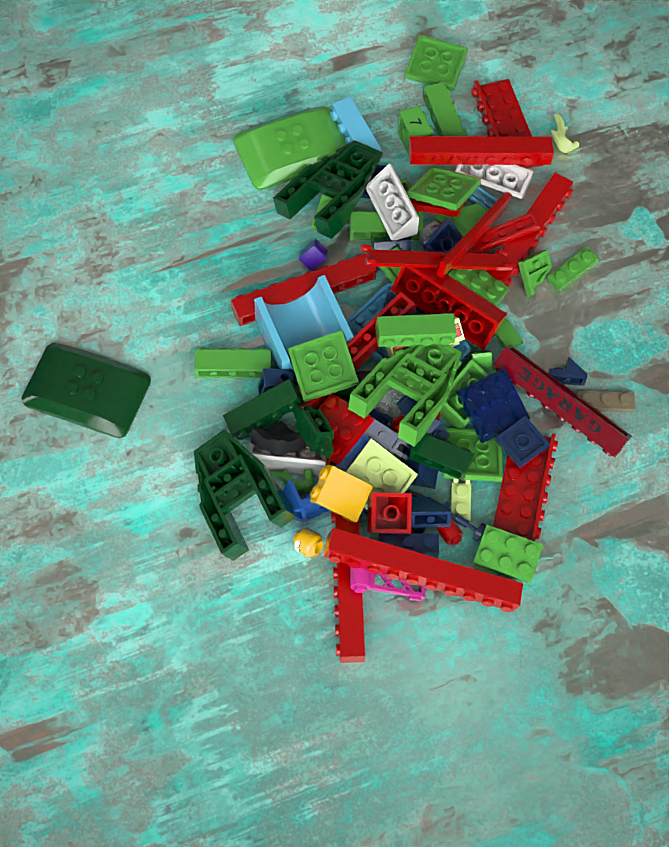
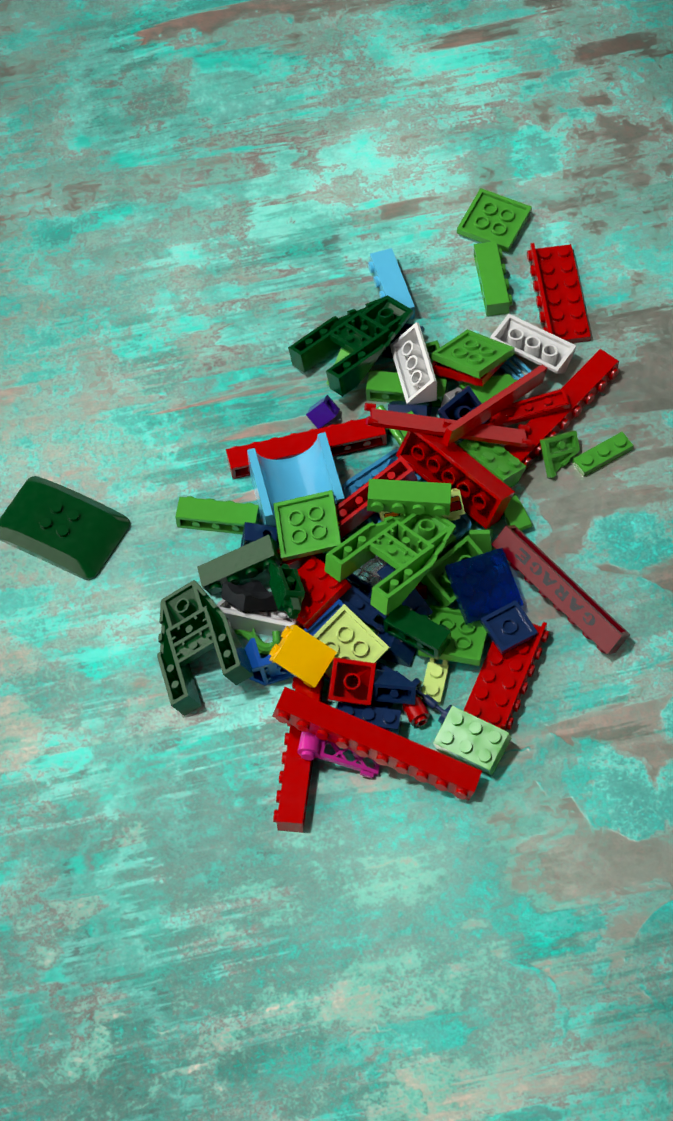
camera: 15 degrees right, 5 degrees down
(287, 145) = (314, 293): bright green wedge -> none
(308, 542) = (263, 705): yellow head -> none
(413, 123) = (455, 292): bright green brick -> none
(480, 150) = (520, 318): red brick -> none
(560, 138) = (615, 312): yellowish green piece -> none
(571, 375) = (577, 566): dark blue slope -> none
(609, 401) = (614, 596): dark tan plate -> none

